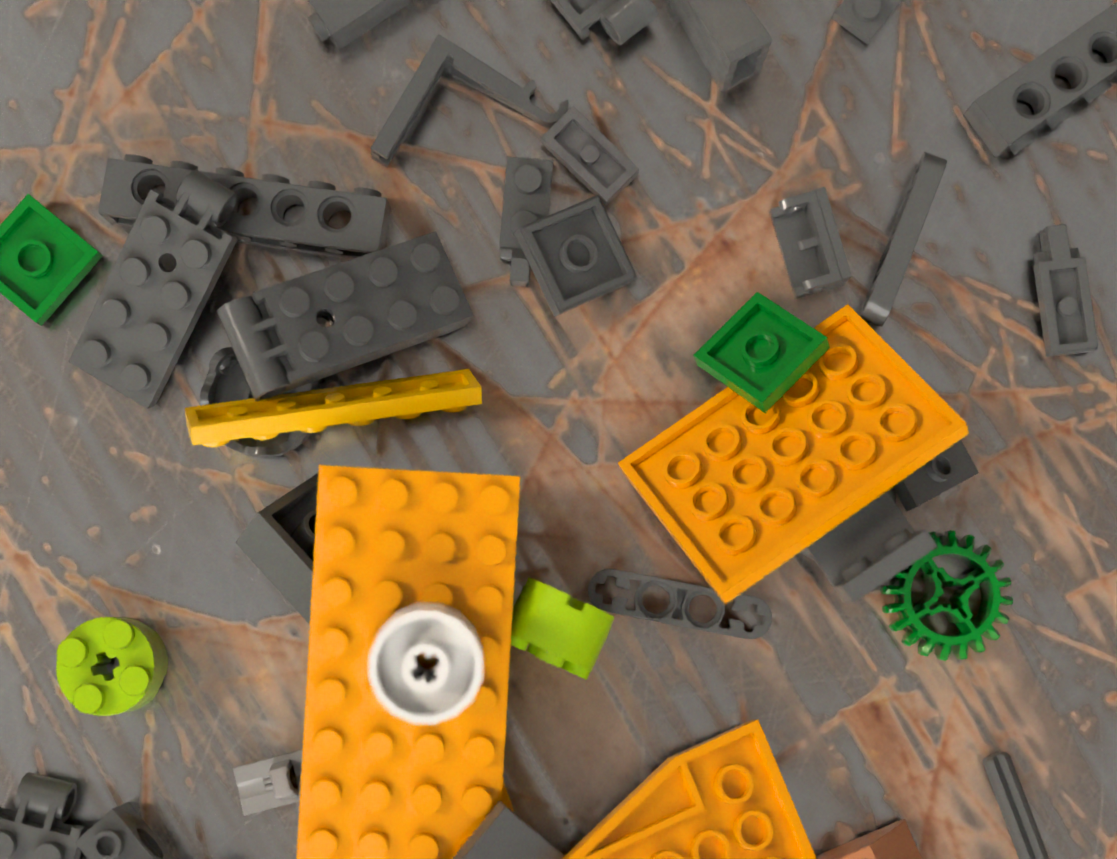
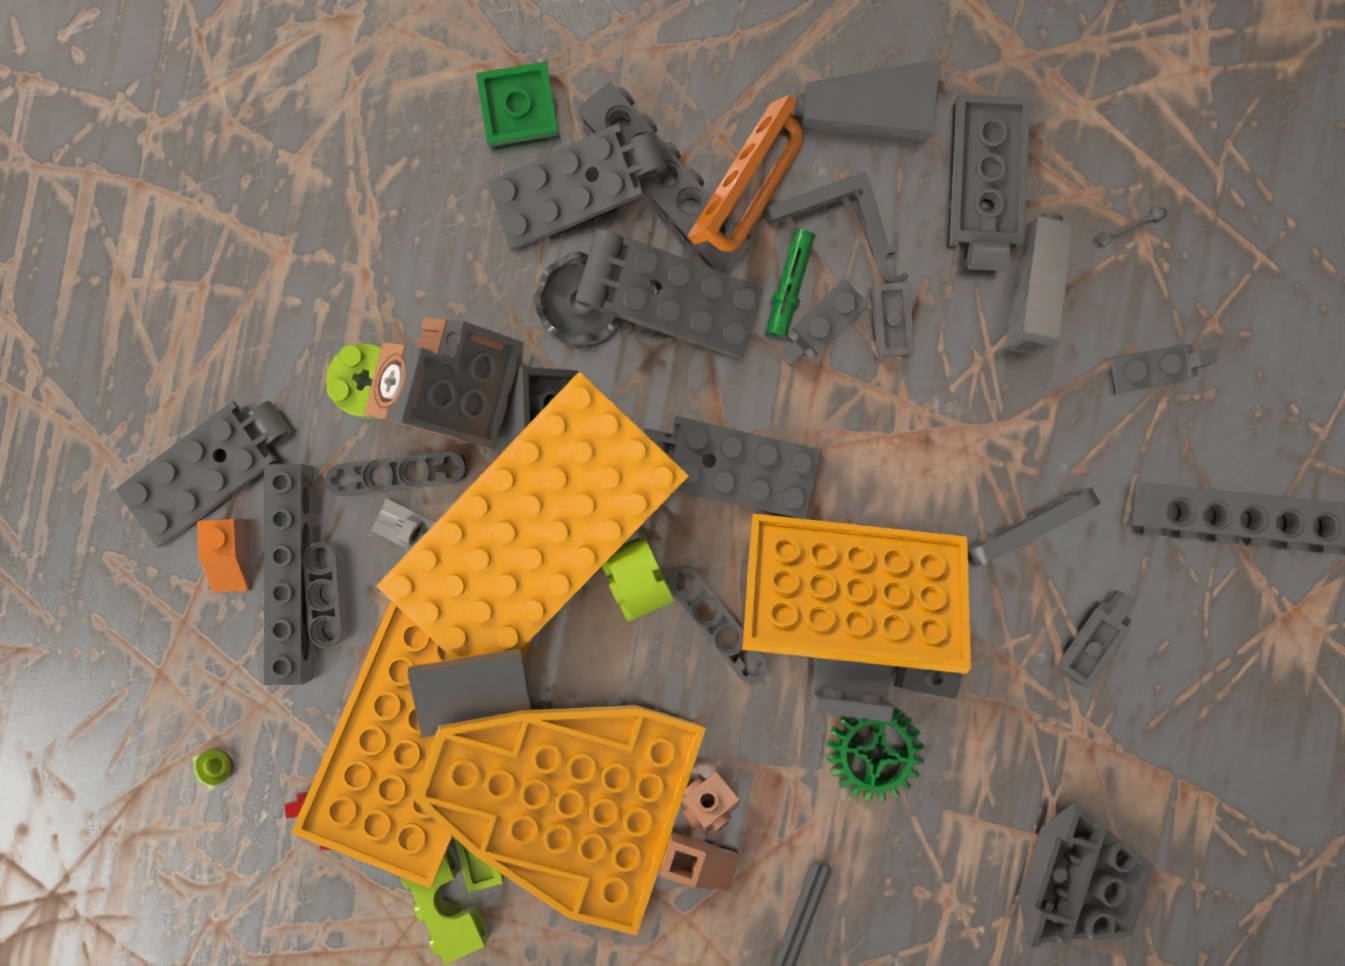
camera: 40 degrees right, 5 degrees up
(193, 593) = (448, 382): none -> dark grey piece
(219, 731) = (396, 470): none -> dark grey beam
(315, 137) = (740, 172): none -> orange piece
(316, 409) = (615, 340): yellow plate -> none
(420, 692) = (531, 555): white wheel -> none
(482, 253) = (802, 244): none -> green pin
(572, 421) = (747, 466): none -> dark grey hinge
(576, 255) = (833, 372): dark grey plate -> none
(761, 351) = (891, 521): green plate -> none
(810, 243) = (976, 482): dark grey hinge -> none
(825, 776) = (713, 791): none -> nougat brick

